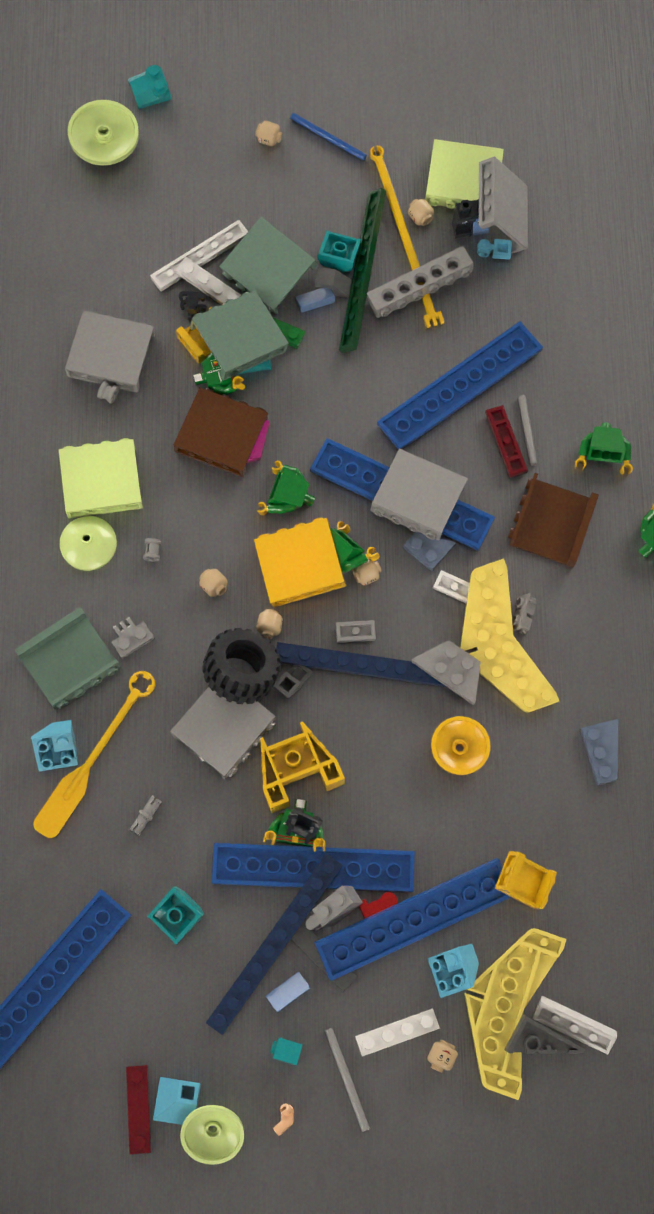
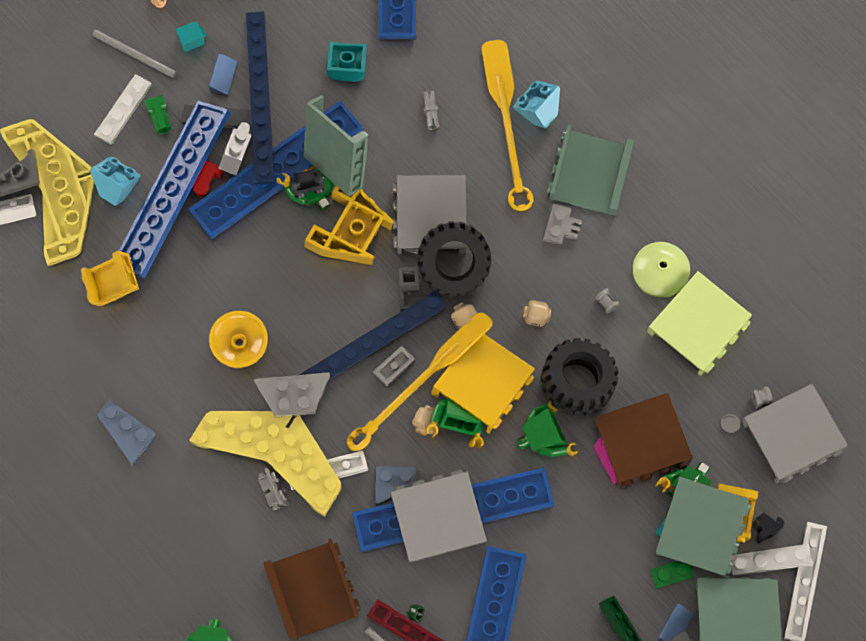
camera: 140 degrees right, 0 degrees up
(147, 396) = (730, 423): none -> light grey piece
(216, 485) = (586, 355): none -> black tyre
(266, 824) = (333, 150): none -> sand green panel
(309, 600) = (446, 355): none -> yellow piece
(370, 1003) = (157, 110): none -> green piece
(442, 1056) = (77, 115): tan head -> none
(490, 447) = (416, 612): none -> dark green hinge

